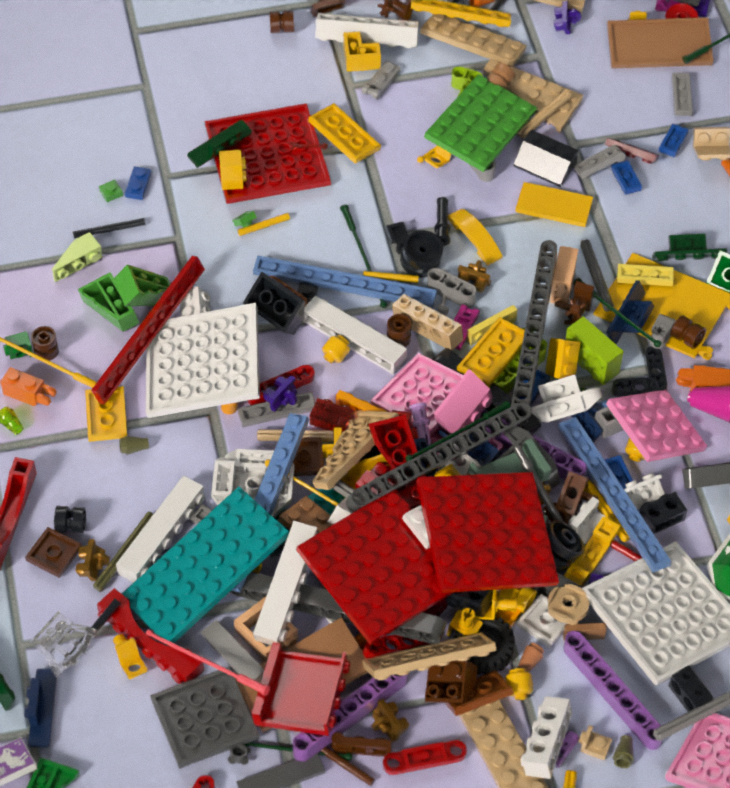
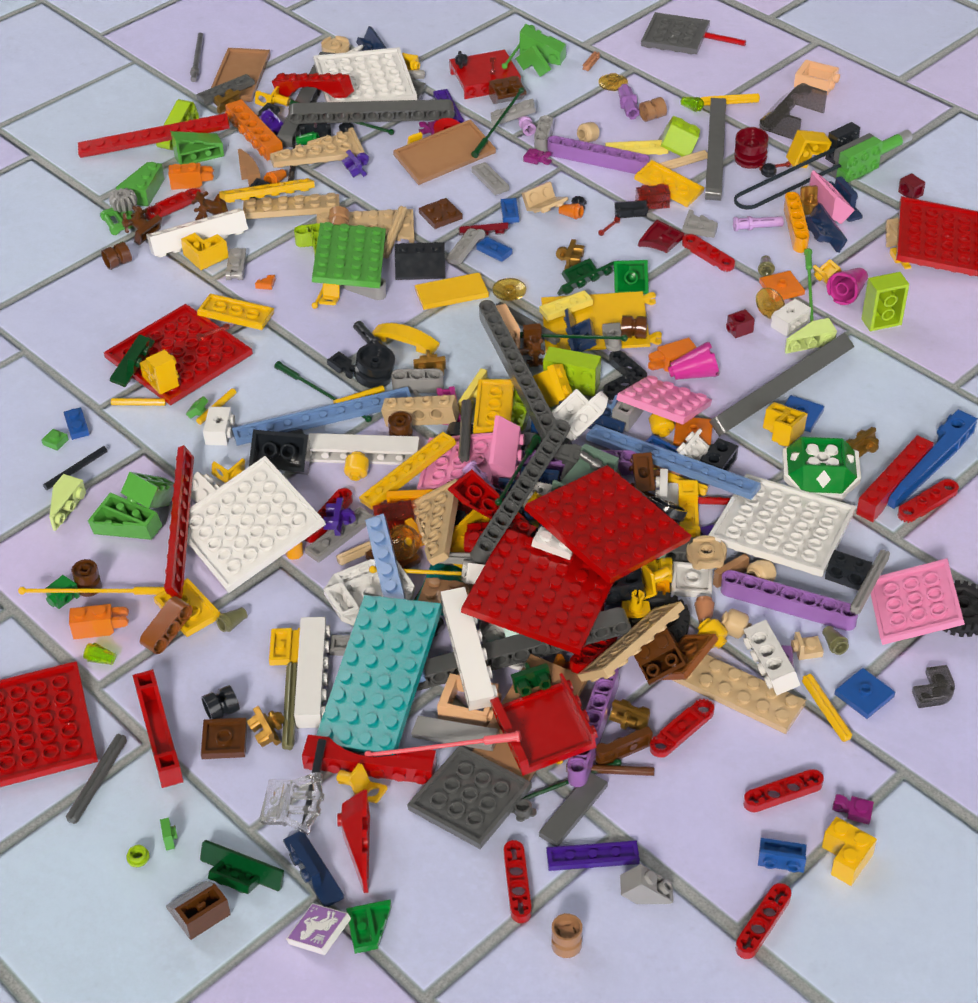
camera: 30 degrees left, 10 degrees down
(75, 423) = (166, 625): none -> dark orange beam
(96, 694) = (356, 833): none -> red wedge
(154, 492) = (284, 646): none -> yellow plate
(202, 186) = (138, 401): none -> yellow bar
(231, 301) = (228, 474): none -> yellow bracket
(248, 246) = (218, 426): none -> white brick
(309, 449) = (398, 535): none -> clear orange piece
(322, 640) = (531, 678): none -> dark green hips
(375, 377) = (407, 470): none -> yellow plate
(394, 114) = (266, 283): none -> orange tile
(449, 364) = (465, 431): none -> dark grey axle
(546, 684) = (735, 622): none -> tan head
(606, 230) = (509, 289): none -> clear yellow dish
(607, 111) = (440, 213): none -> reddish brown plate
(610, 649) = (762, 569): none -> tan head
(669, 469) = (693, 424): none -> orange plate
(691, 218) = (571, 255): none -> pearl gold hips

